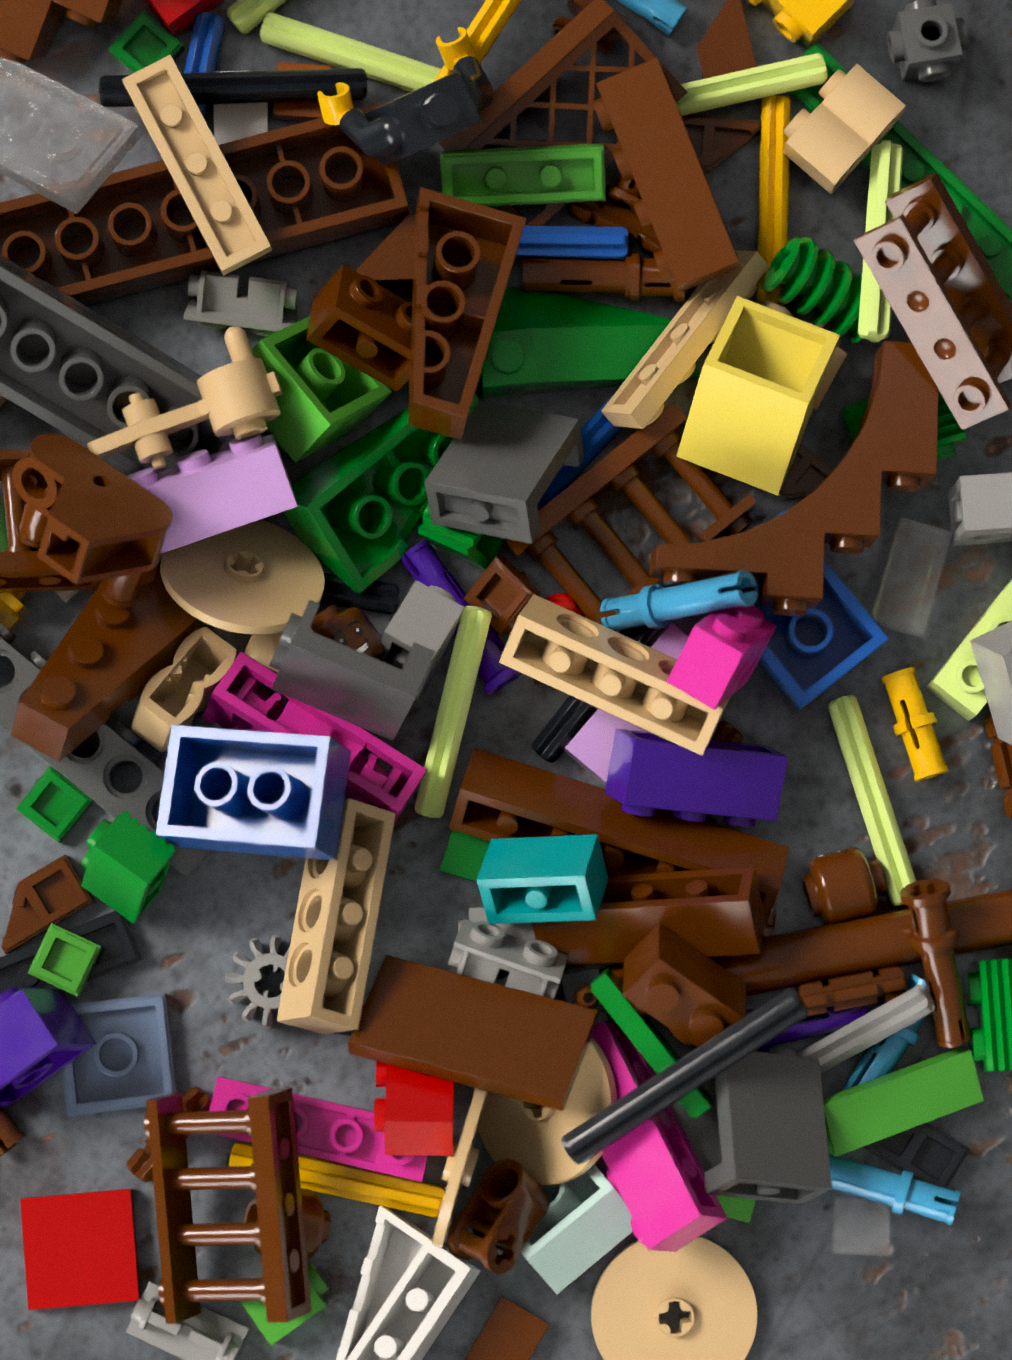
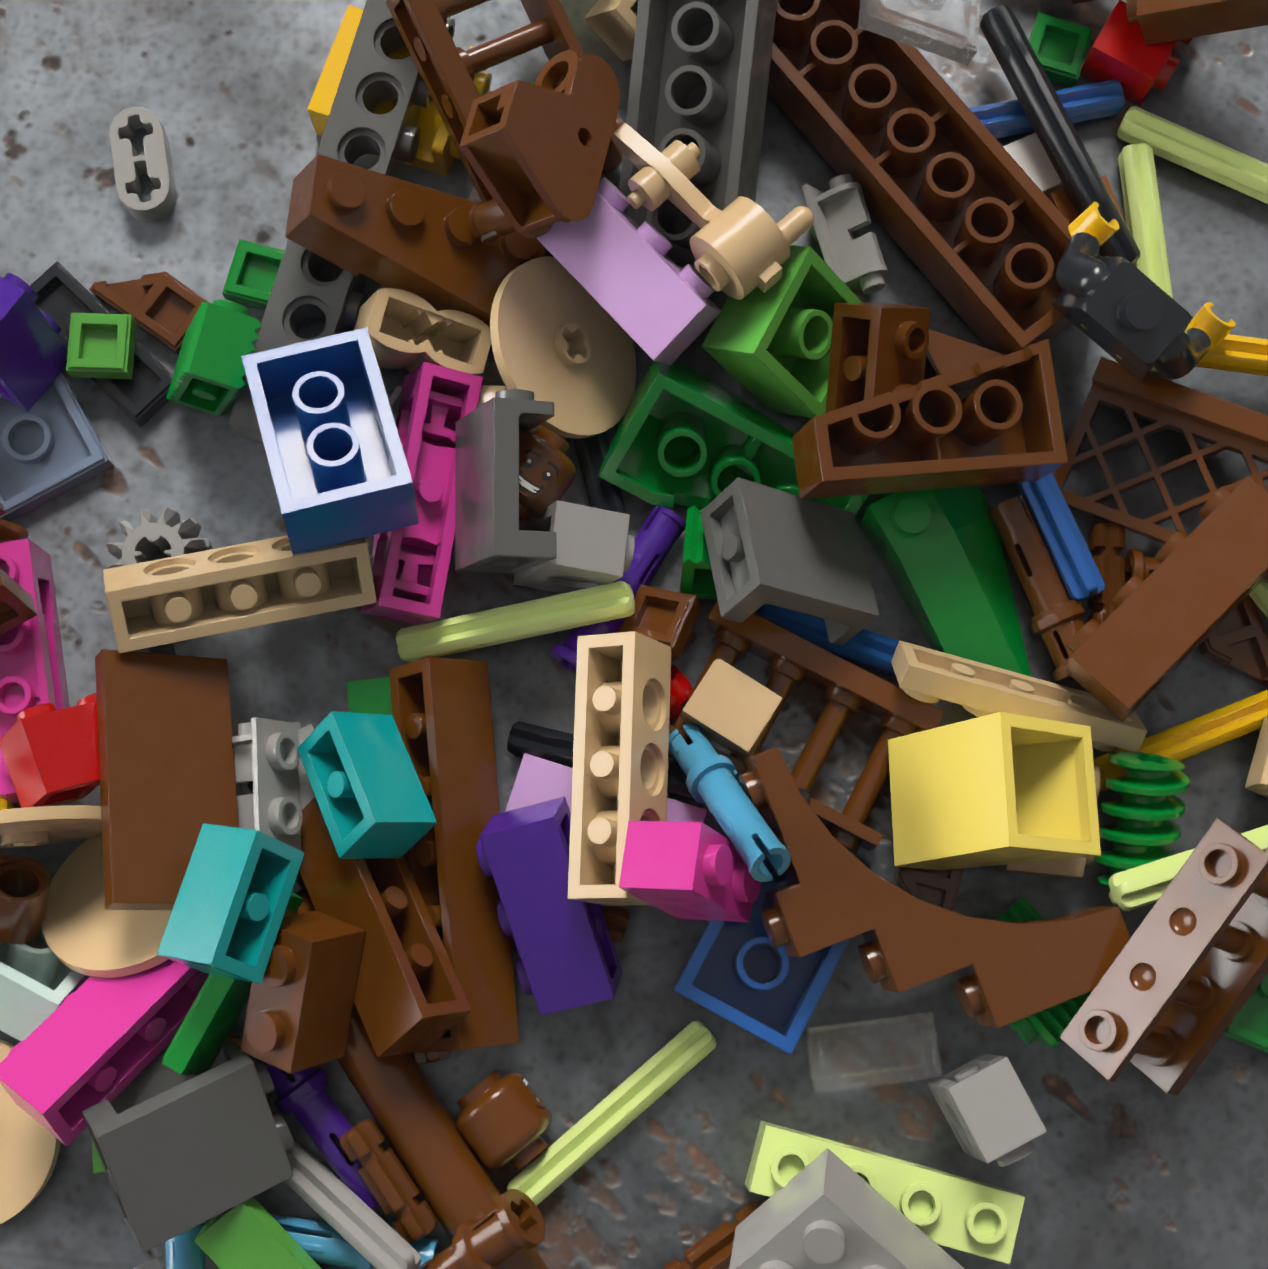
camera: 65 degrees right, 5 degrees down
(197, 165) = (962, 118): tan plate -> none
(525, 174) = (1112, 459): bright green tile -> none
(600, 1010) = (231, 903): none -> teal brick
(602, 567) = (731, 708): none -> tan panel
(684, 1076) = (201, 1032): black axle -> none
(915, 724) = (714, 1125): yellow pin -> none

